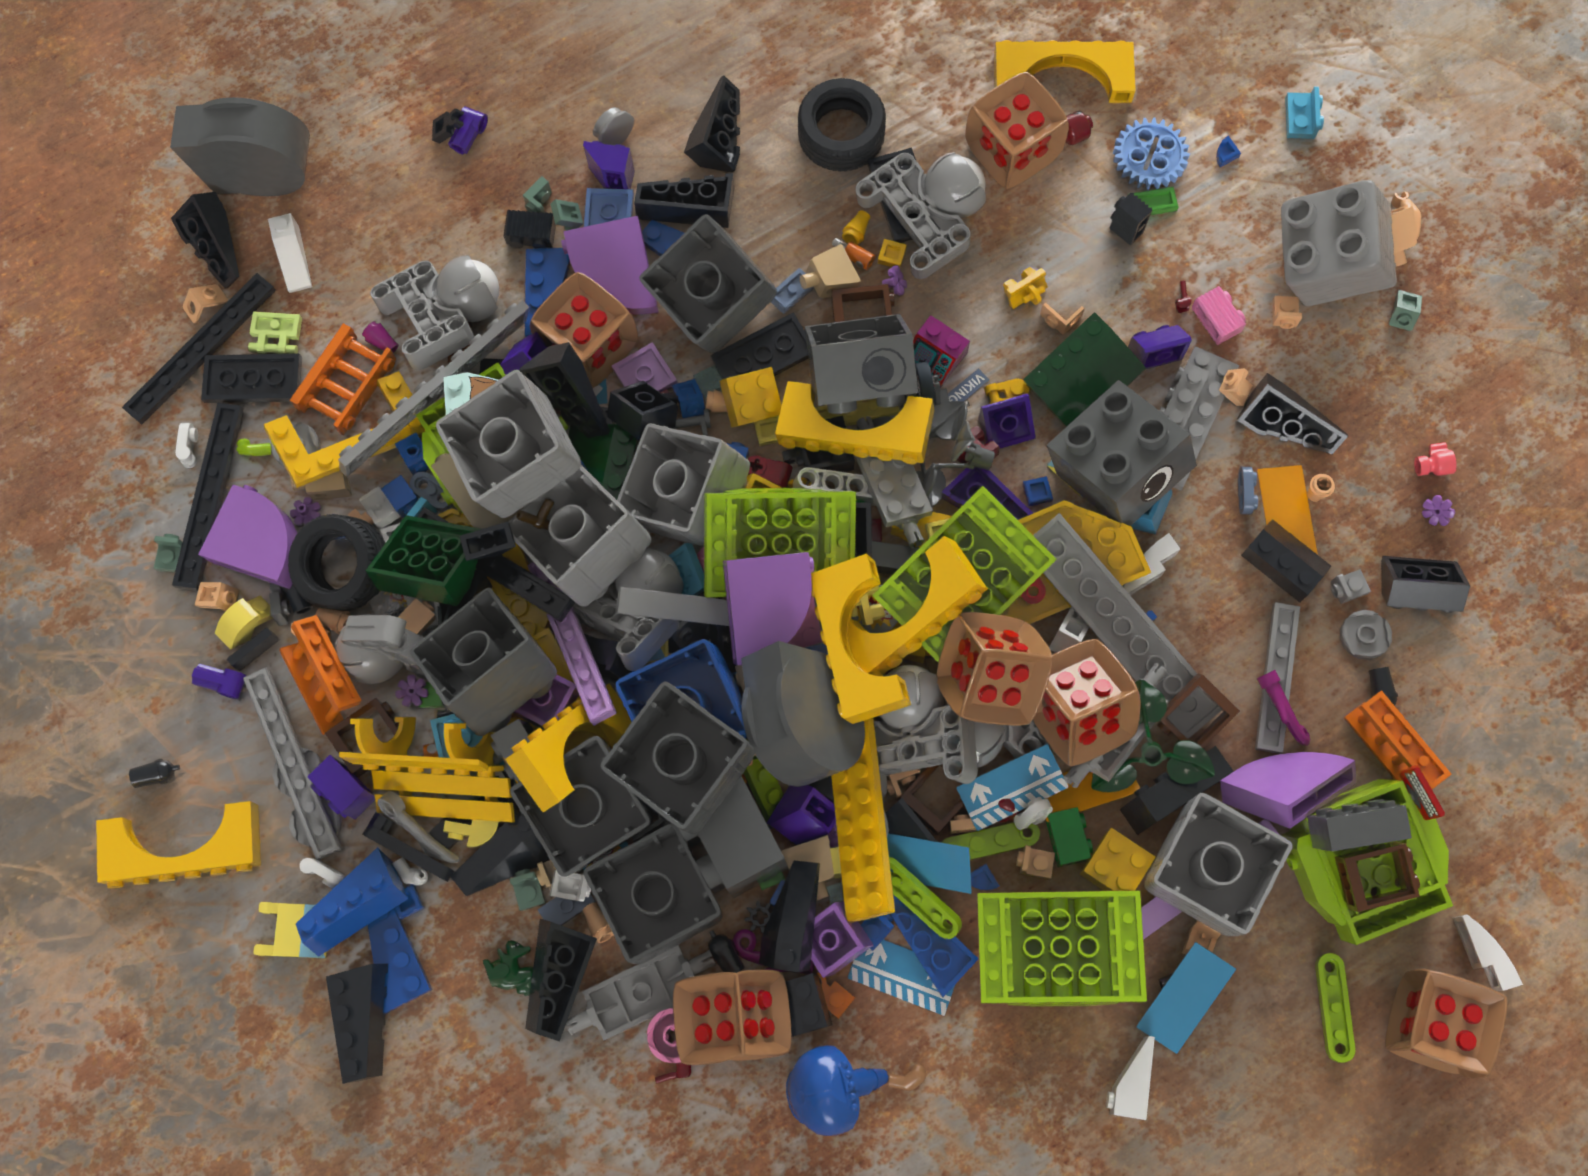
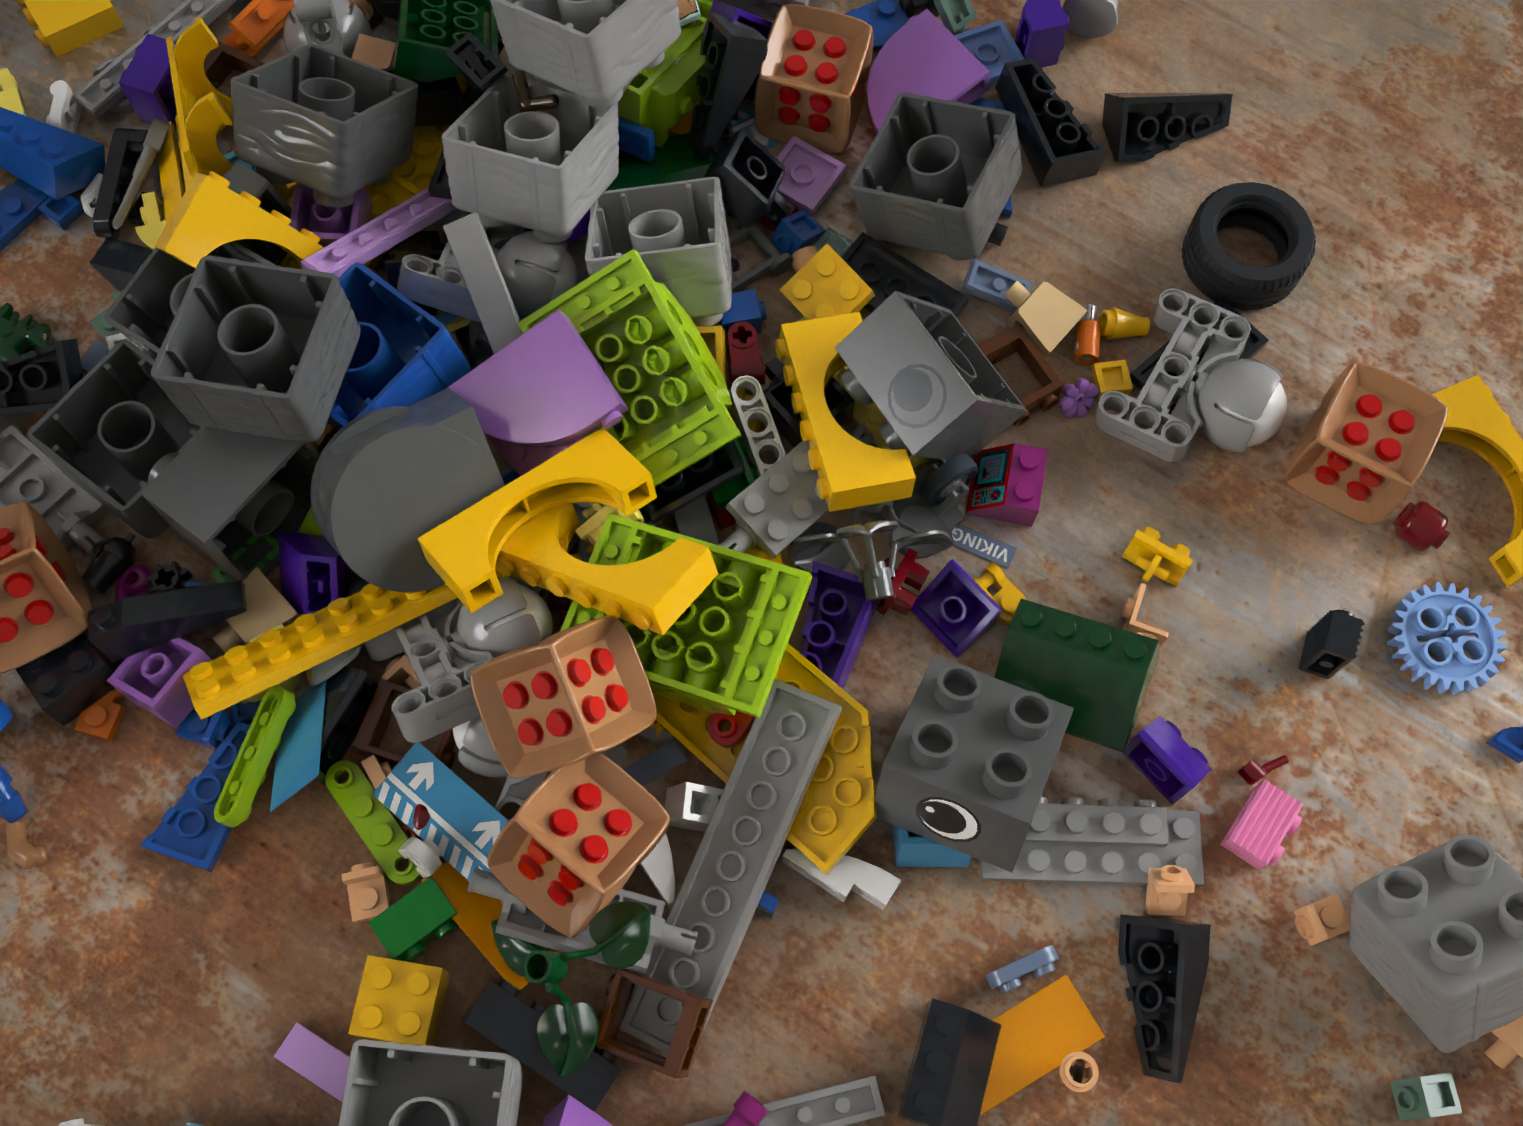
camera: 60 degrees right, 5 degrees down
(899, 974) = (158, 780): dark azure sticker -> none
(983, 879) = (321, 834): blue tile -> none
(1037, 491) = (883, 689): blue tile -> none
(1061, 948) = (235, 960): lime wedge -> none
(1160, 200) = (1380, 673): bright green tile -> none

